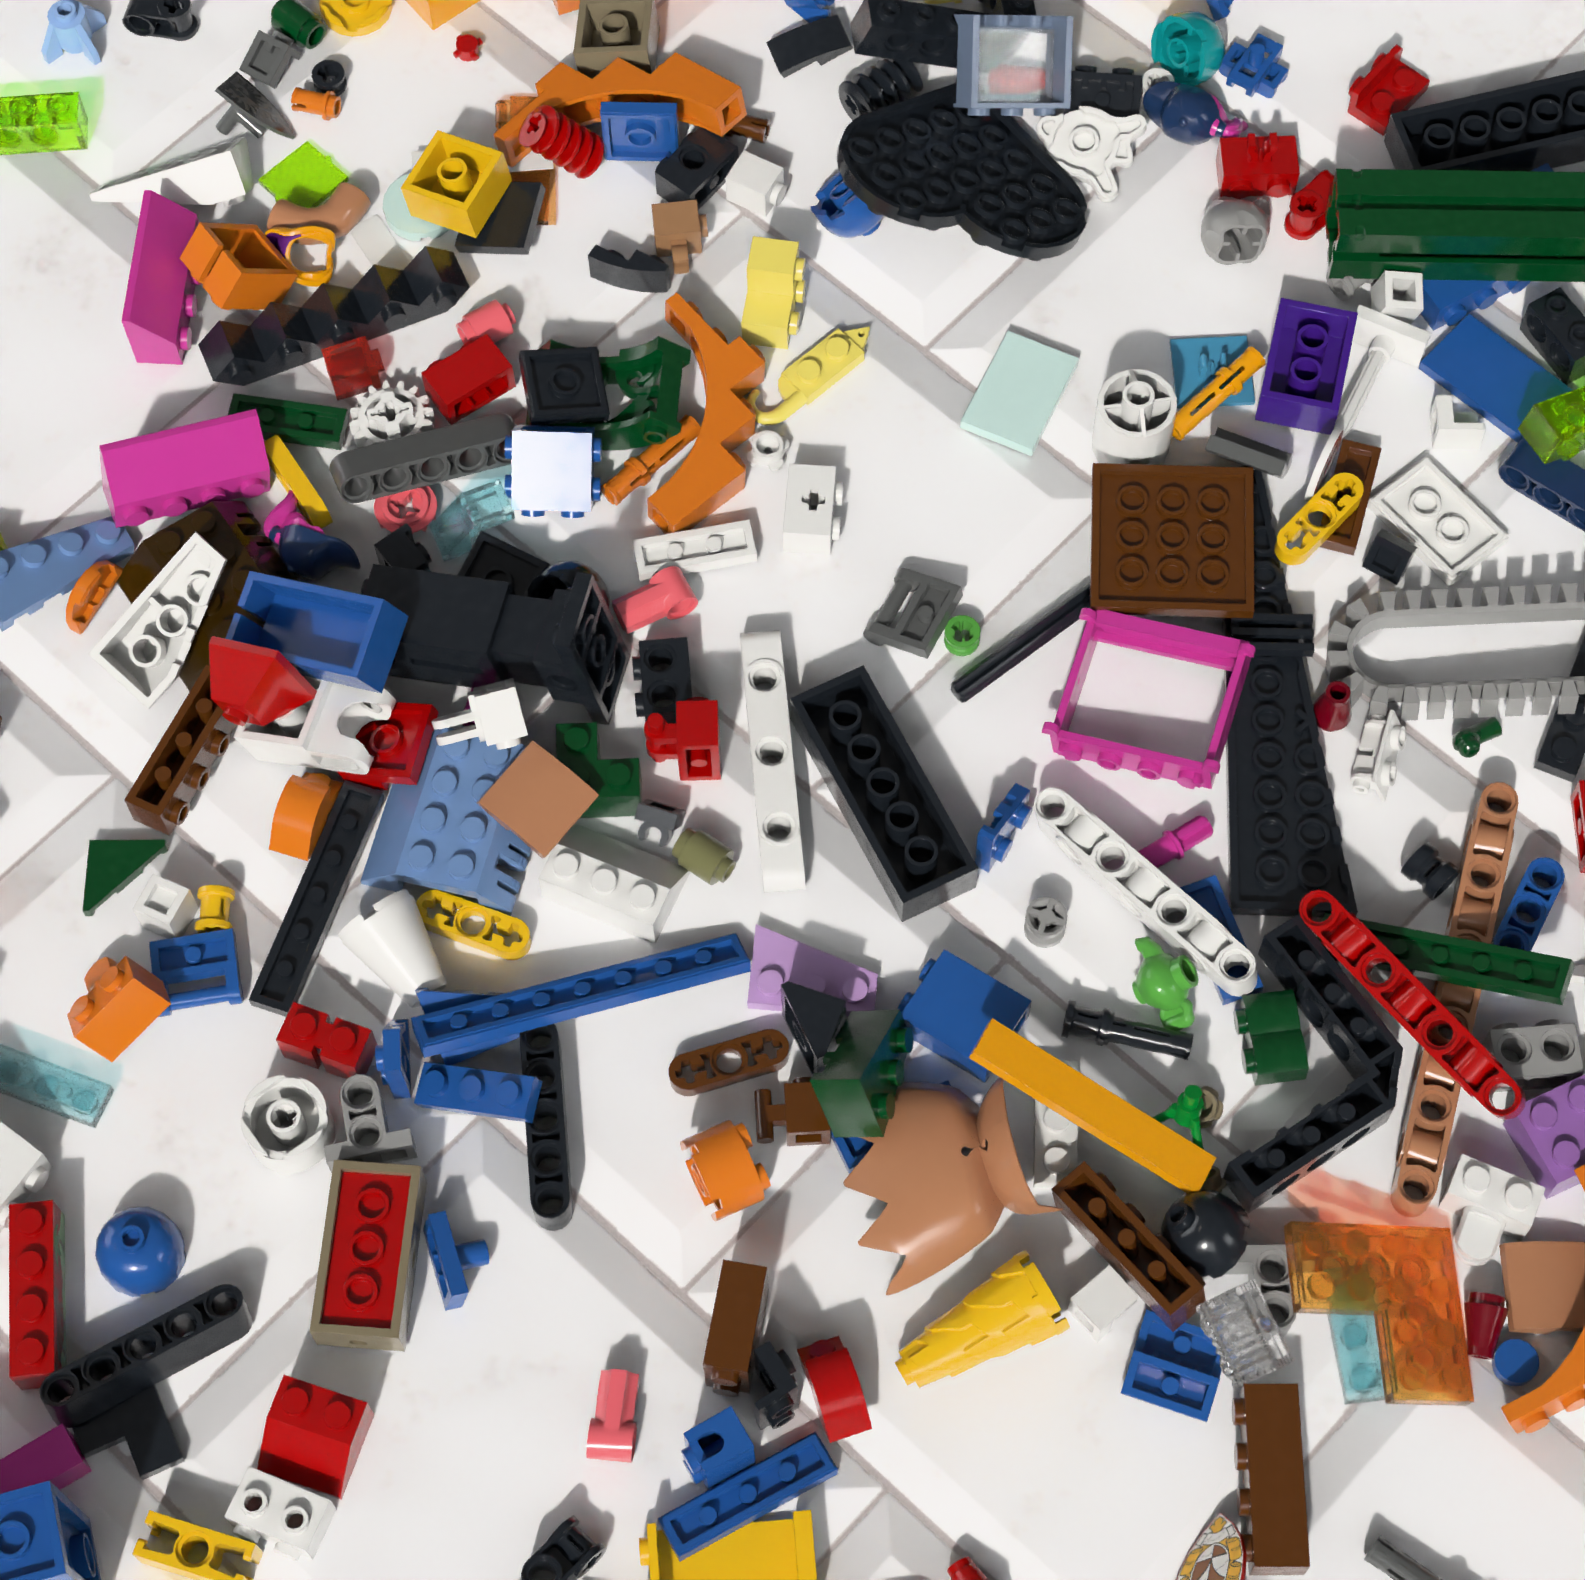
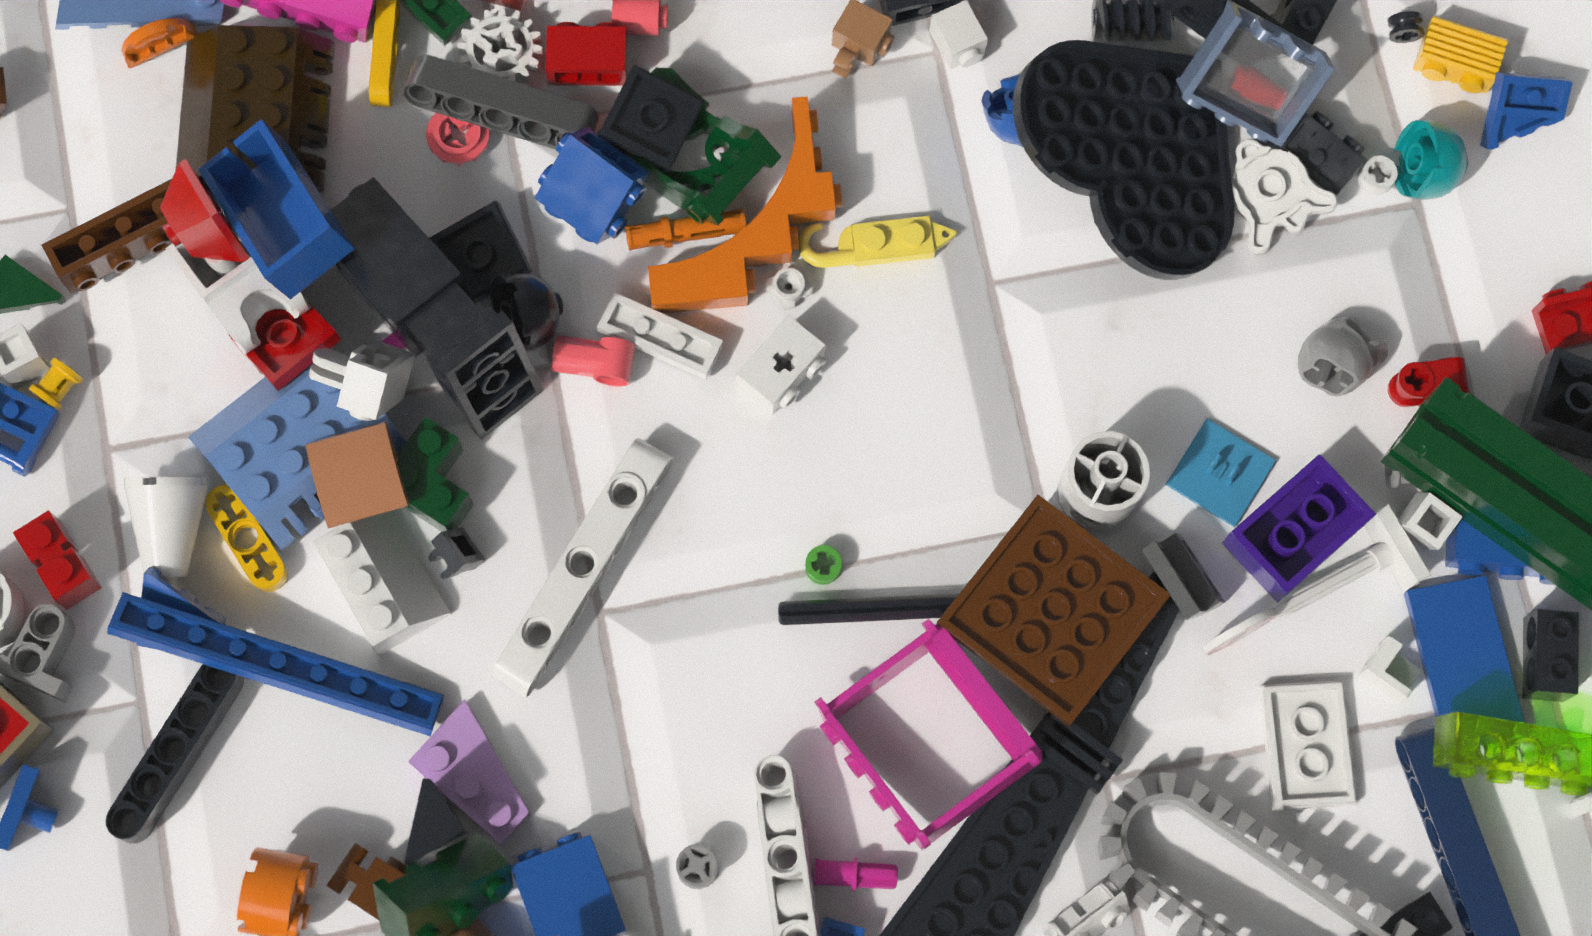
camera: 30 degrees right, 10 degrees up
(158, 628) = (171, 113): white wedge -> none
(302, 814) = (178, 347): orange brick -> none
(303, 546) = (344, 111): dark blue hair -> none
(317, 898) = (141, 429): black plate -> none
(394, 1058) = (91, 613): blue wing -> none
(401, 551) = (420, 182): black brick -> none
(469, 514) = (499, 181): clear light blue slope -> none
(478, 1092) = (139, 689): blue plate -> none
(638, 273) = (797, 50): black slope -> none
(669, 683) = (556, 442): black brick -> none
(690, 740) = (527, 507): red brick -> none
(704, 856) = (466, 611): olive brick -> none
(762, 1066) = (332, 781): reddish brown beam -> none
(772, 292) = (898, 144): light yellow brick -> none
(883, 793) = (645, 661): black brick -> none
(922, 619) = (801, 527): dark grey plate -> none
(994, 841) = (708, 769): blue wing -> none
(1019, 393) = (1039, 379): light aqua tile -> none
(1189, 113) = (1383, 224): dark blue hair -> none
(1246, 364) = (1251, 491): light orange pin -> none
(1254, 60) = (1481, 212): blue piece -> none
(1257, 166) = (1405, 312): red brick -> none
(1317, 535) = (1225, 658): yellow beam -> none
(1333, 707) = (1071, 859): dark red cone -> none
(1362, 462) = (1245, 670): reddish brown plate -> none
(1389, 556) = (1237, 750): black tile -> none

